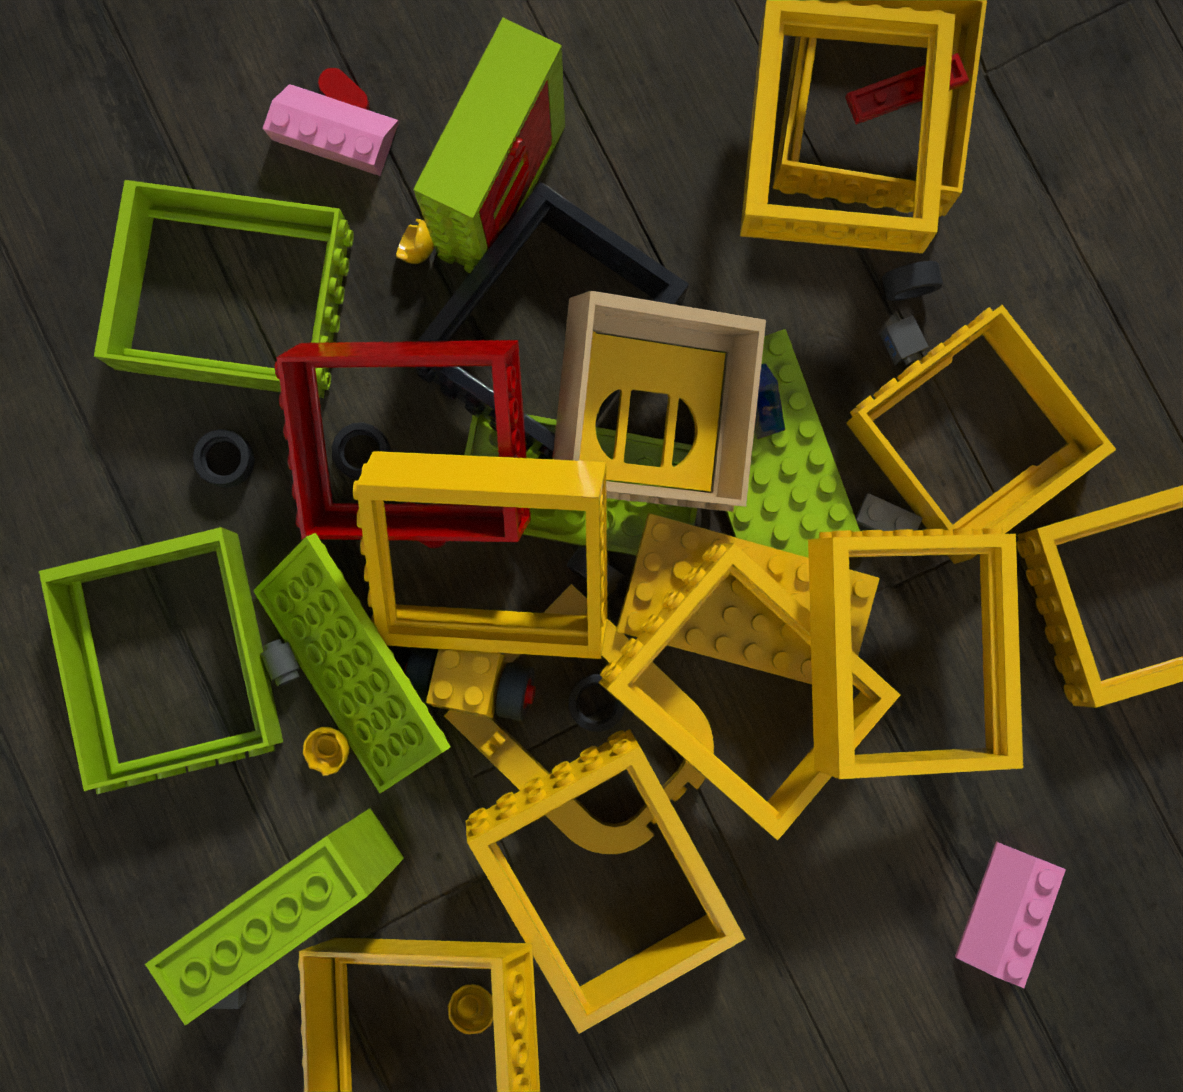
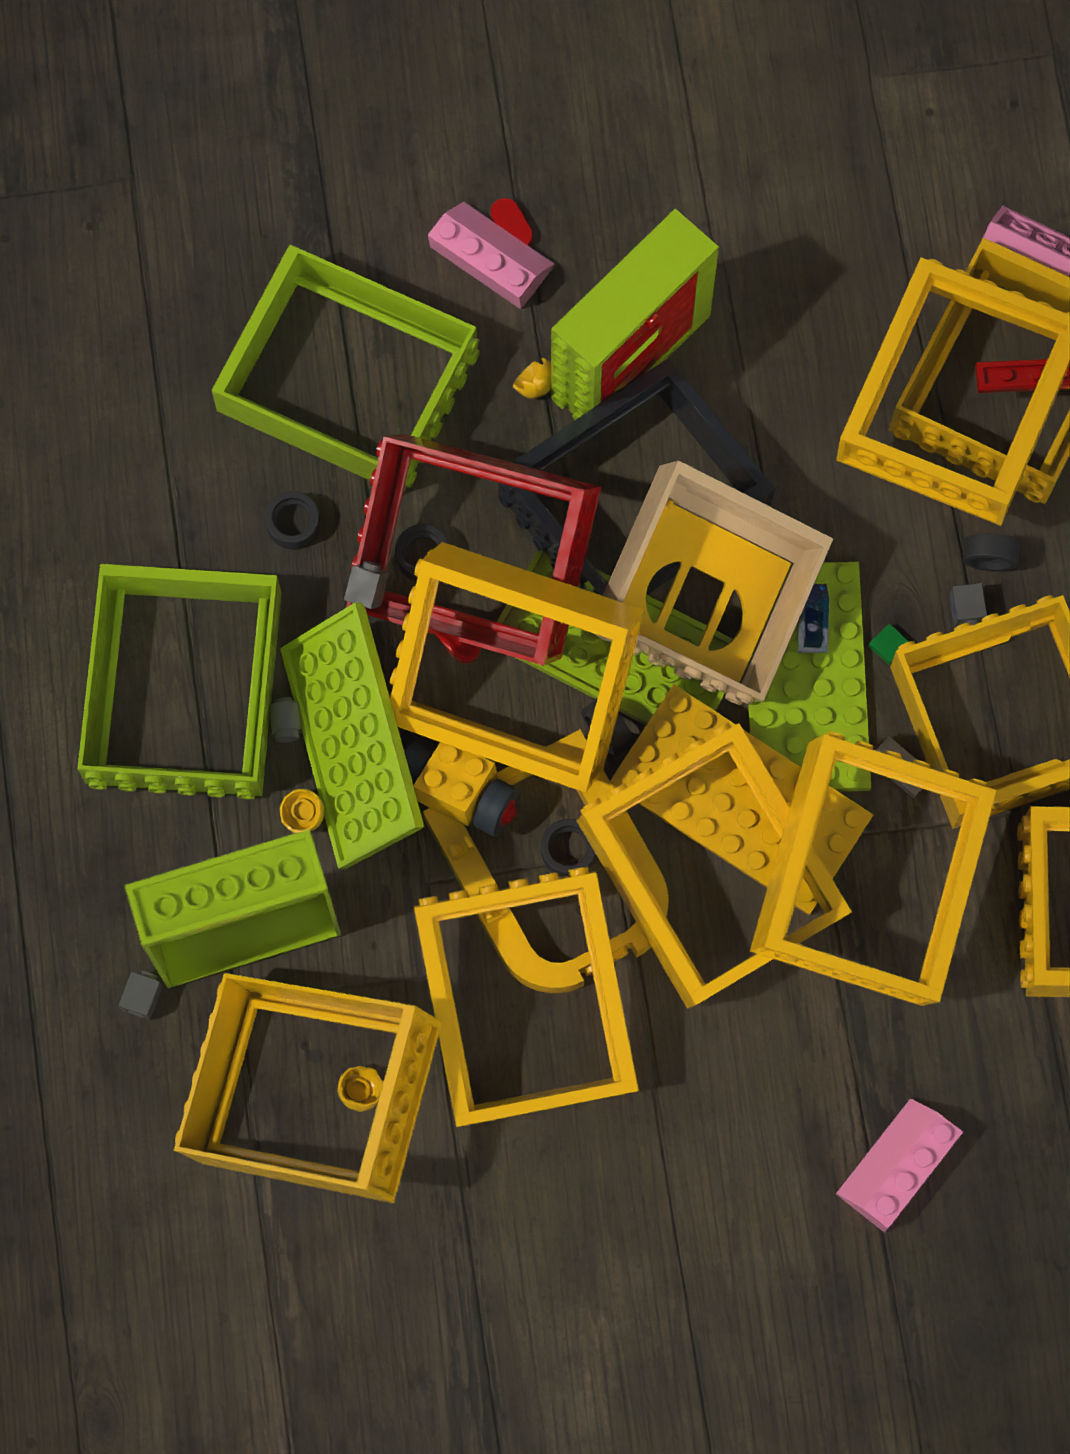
camera: 20 degrees right, 10 degrees down
(313, 512) = (367, 584): none -> dark grey brick
(839, 401) = (887, 643): none -> green tile

